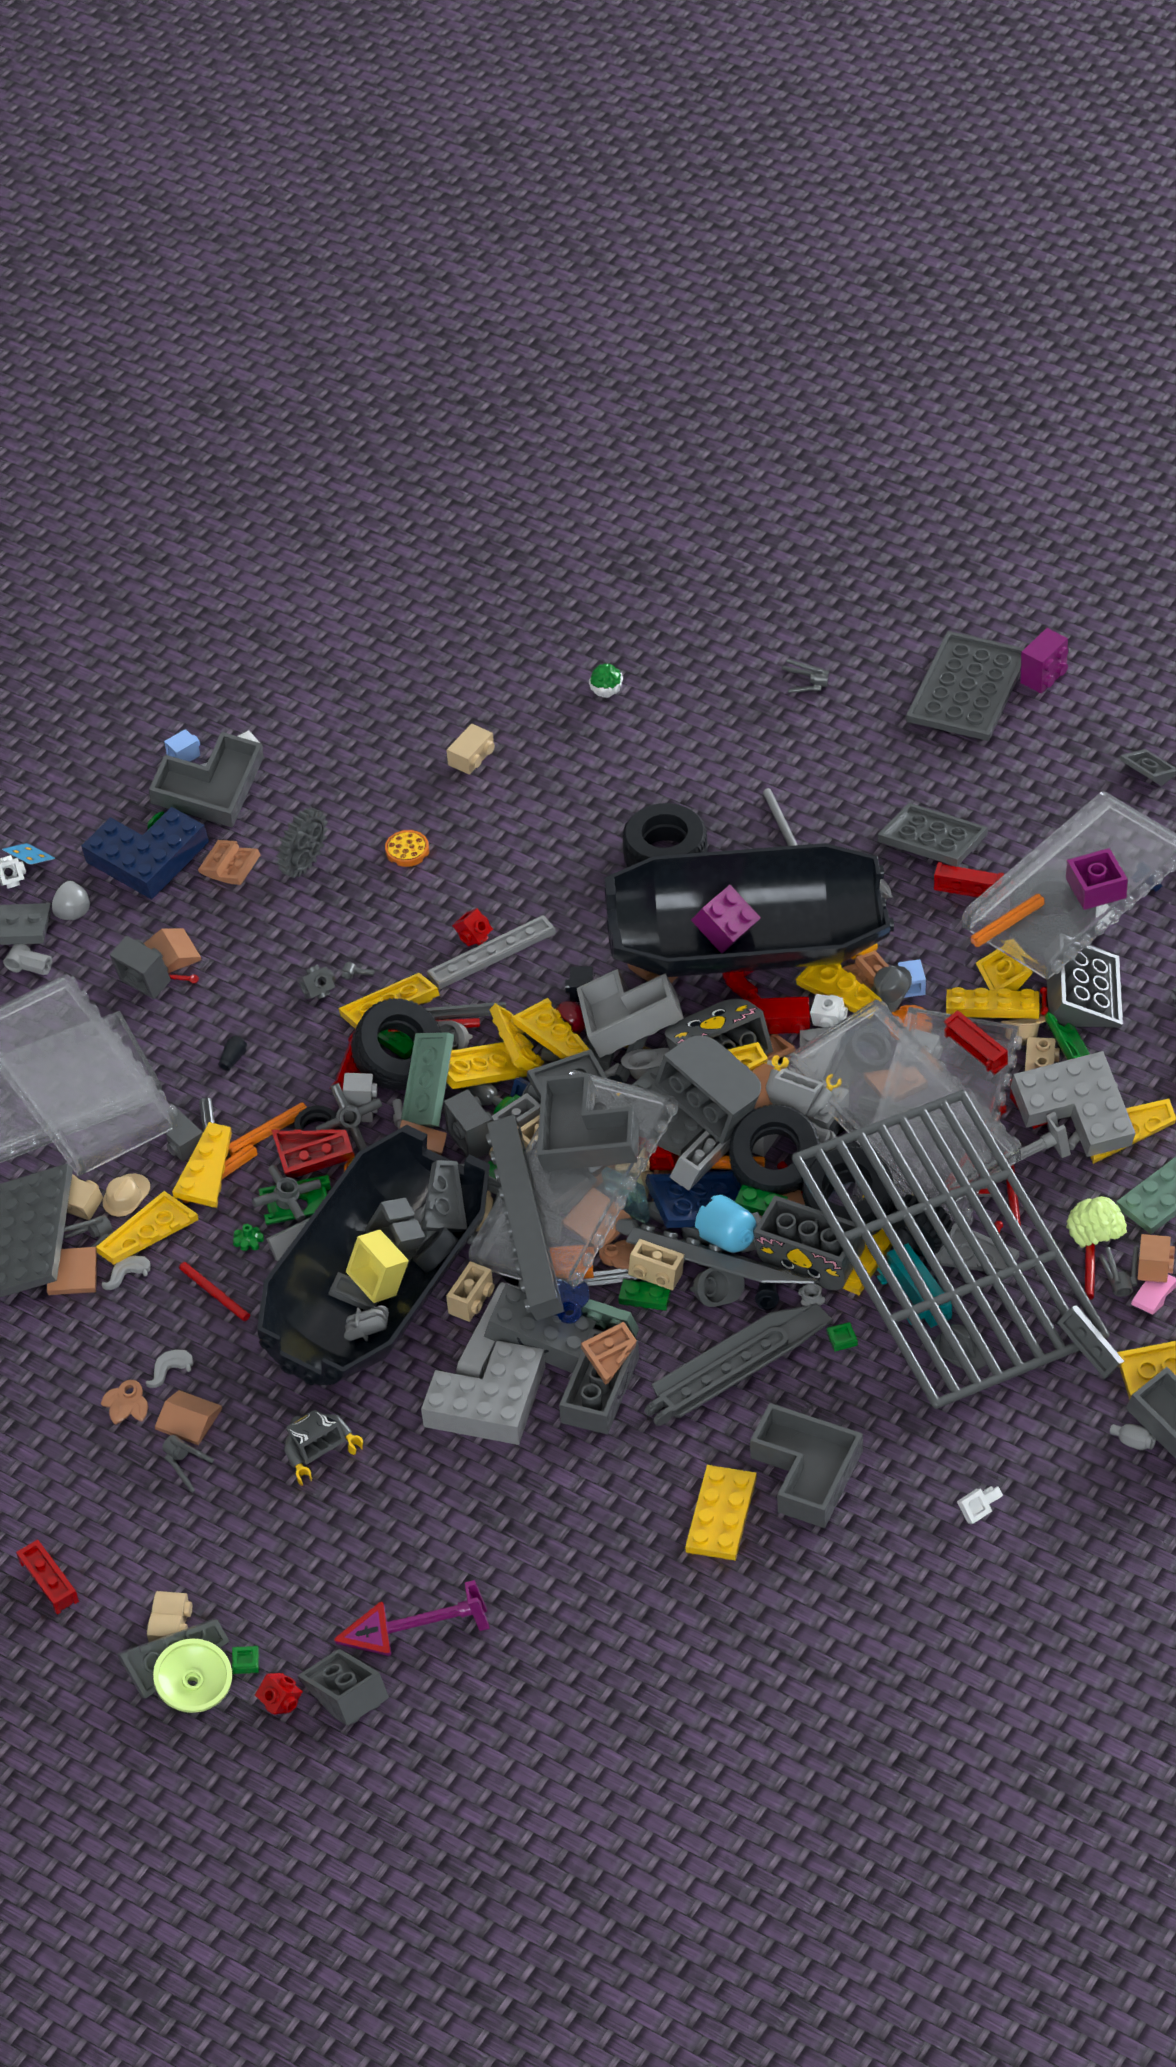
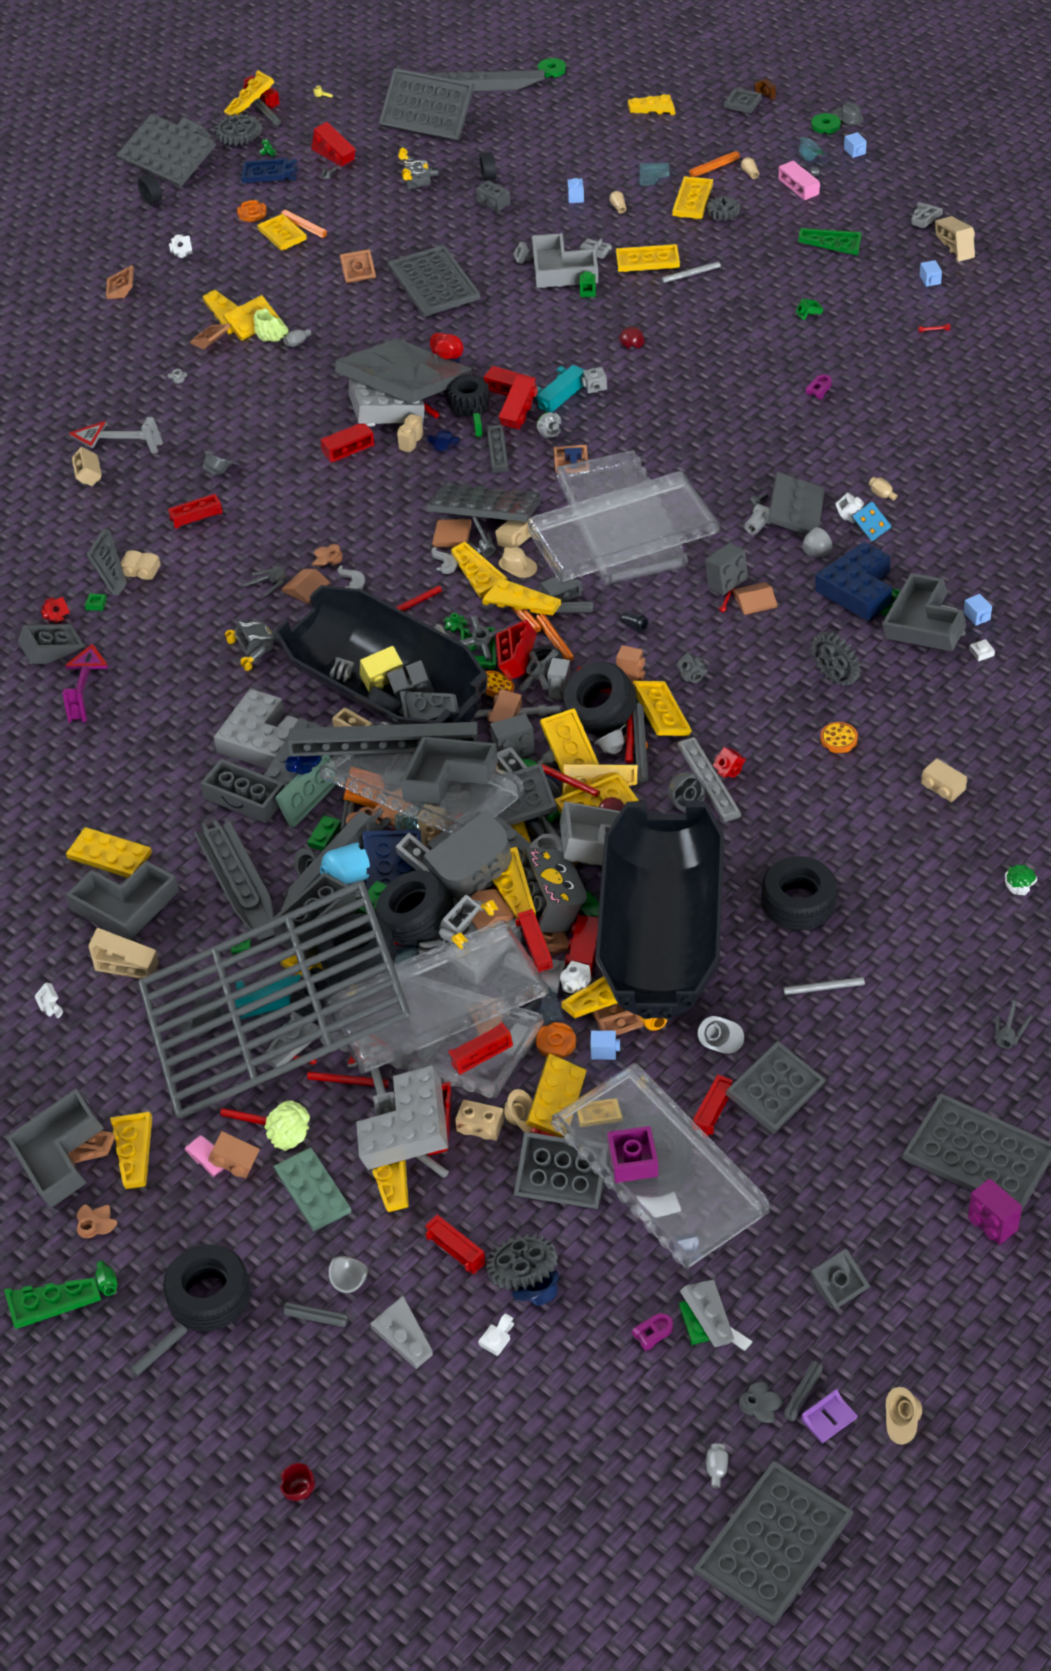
camera: 100 degrees right, 0 degrees up
(197, 1662) = (84, 568): yellowish green dish -> none
(229, 862) = (848, 629): nougat slope -> none
(326, 1034) = (631, 662): none -> nougat brick
(350, 969) = (706, 692): dark grey hand -> none
(427, 1078) = (550, 706): sand green plate -> none
(522, 960) = (685, 788): none -> dark grey cylinder
(539, 1052) = (571, 781): none -> red bar
(609, 1350) = (252, 785): nougat wing -> none
(656, 1264) = (331, 826): tan brick -> none
(725, 919) = (673, 902): magenta brick -> none
(790, 1039) = (534, 940): none -> red container
(892, 985) = (590, 1021): dark grey piece -> none
(896, 1440) = (121, 956): none -> tan wedge
(1007, 920) = (607, 1086): orange axle -> none
(1067, 1038) = (475, 1155): green piece -> none
(1090, 1341) = (181, 1084): dark grey hinge -> none
(1120, 1281) = (219, 1125): dark grey plant -> none

